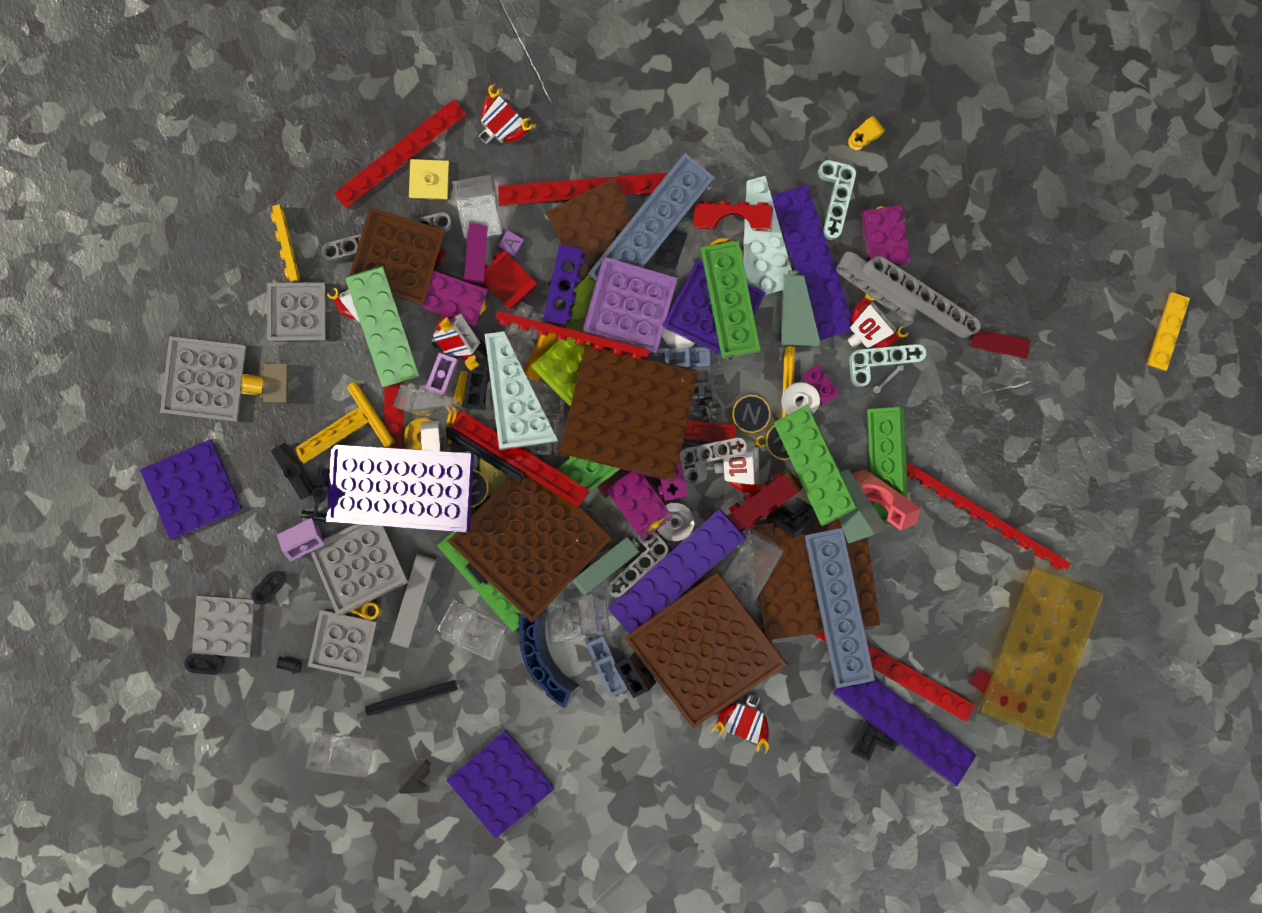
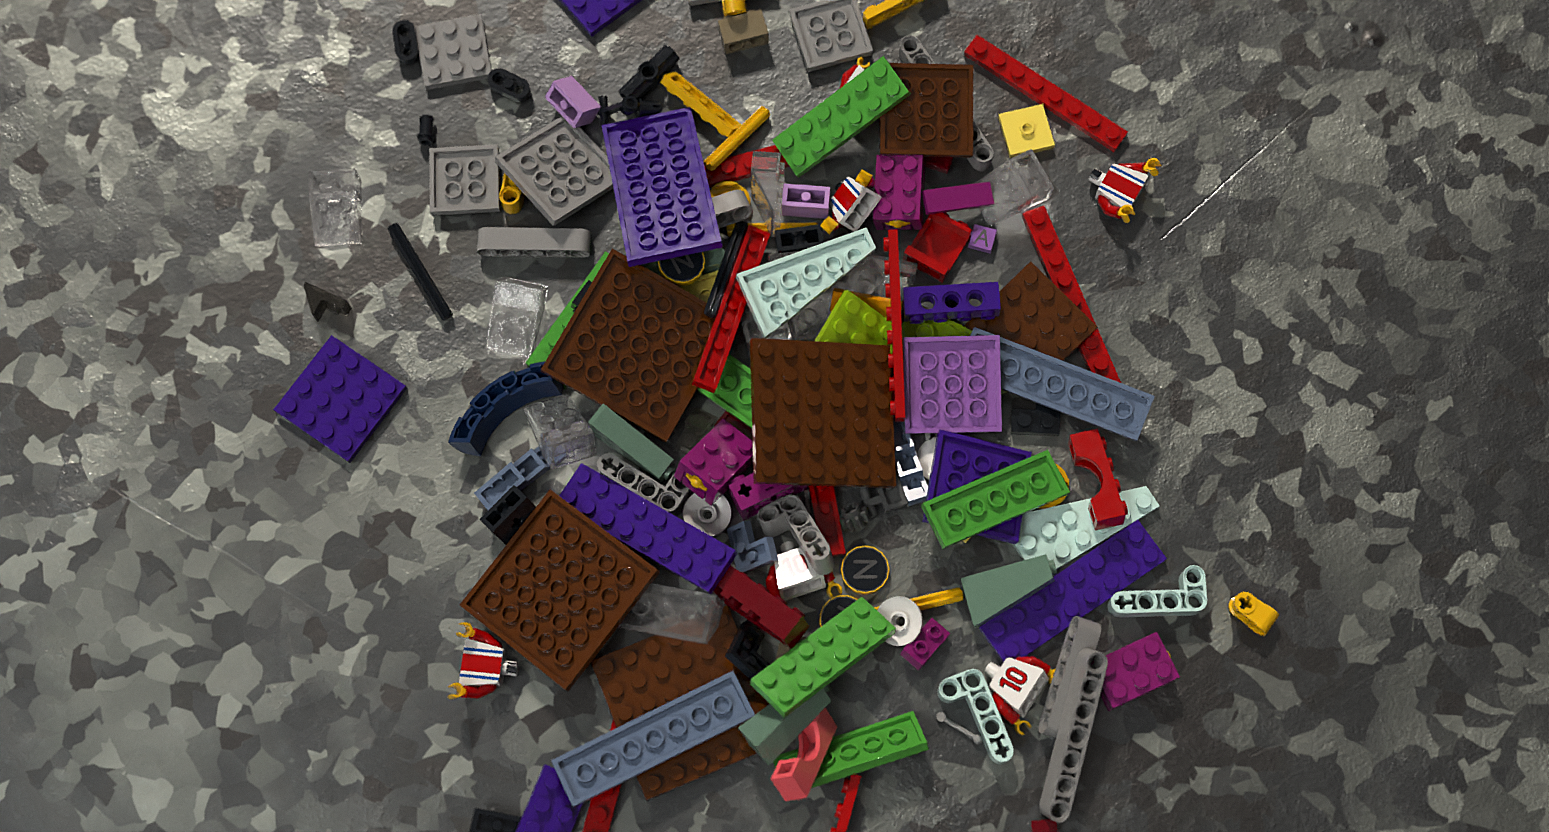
camera: 80 degrees right, 15 degrees down
(713, 500) = (751, 553): none -> sand blue plate

